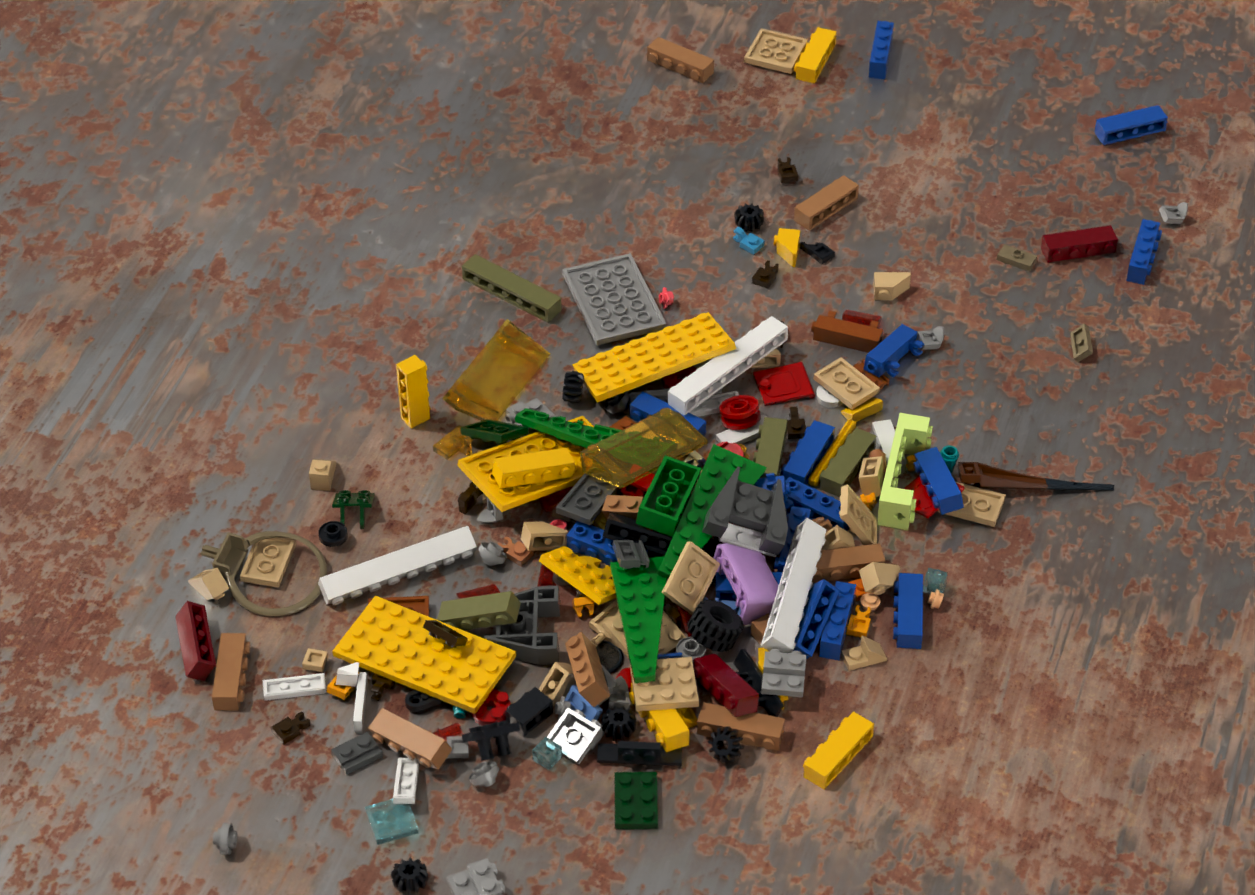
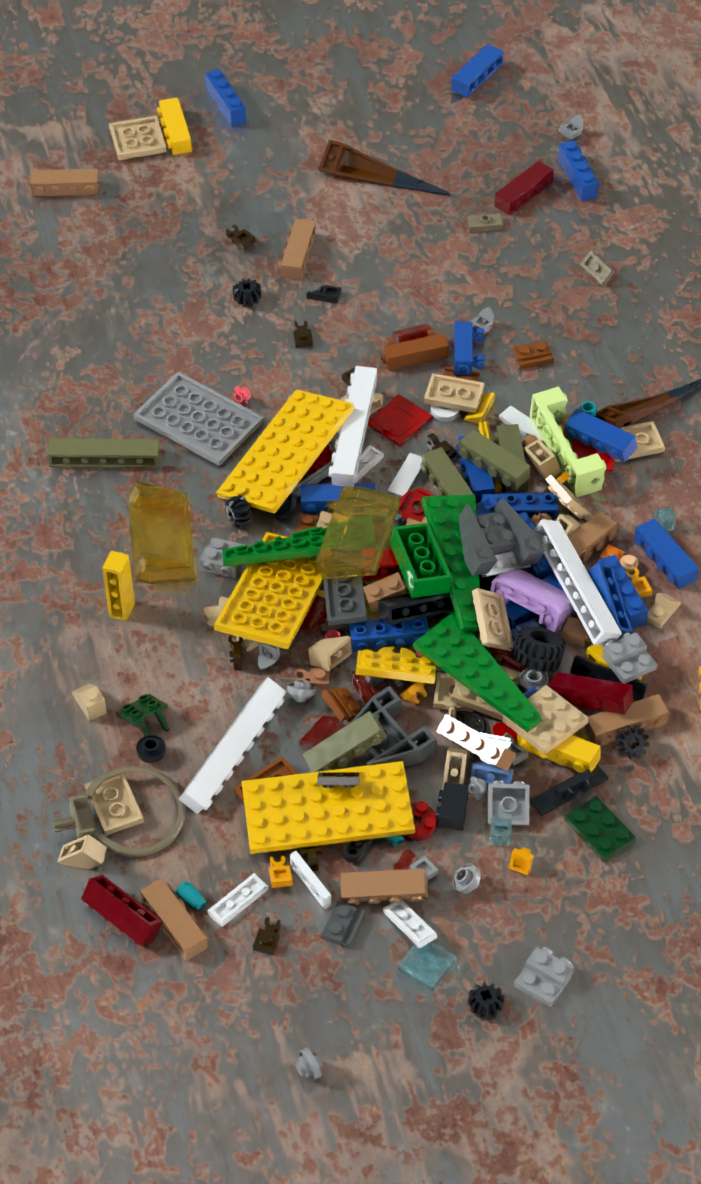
camera: 35 degrees left, 5 degrees up
(260, 661) = (190, 895): none -> teal cone
(315, 660) = (236, 866): tan plate -> none
(348, 675) = (281, 862): white slope -> none
(453, 443) = (177, 612): clear yellow plate -> none
(484, 733) = (449, 844): black plate -> none
(495, 431) = (210, 584): dark green plate -> none
(514, 578) = (341, 703): none -> dark orange plate
(533, 467) = (283, 597): yellow brick -> none
(543, 785) = (521, 860): none -> light orange tile
(618, 723) = (532, 772): black gear -> none
(630, 553) = (427, 626): dark grey plate -> none
(740, 412) = (392, 461): red wheel -> none
(750, 242) = (264, 313): dark azure plate -> none
(788, 245) = (300, 300): yellow slope -> none
(821, 452) = (494, 459): none -> olive brick
(878, 577) = (625, 540): tan slope -> none
(890, 284) = (409, 294): tan slope -> none
(935, 599) = (676, 533): light nougat plate -> none
(939, 153) = (352, 164): none -> reddish brown plate
(953, 388) = (533, 354): none -> dark orange plate

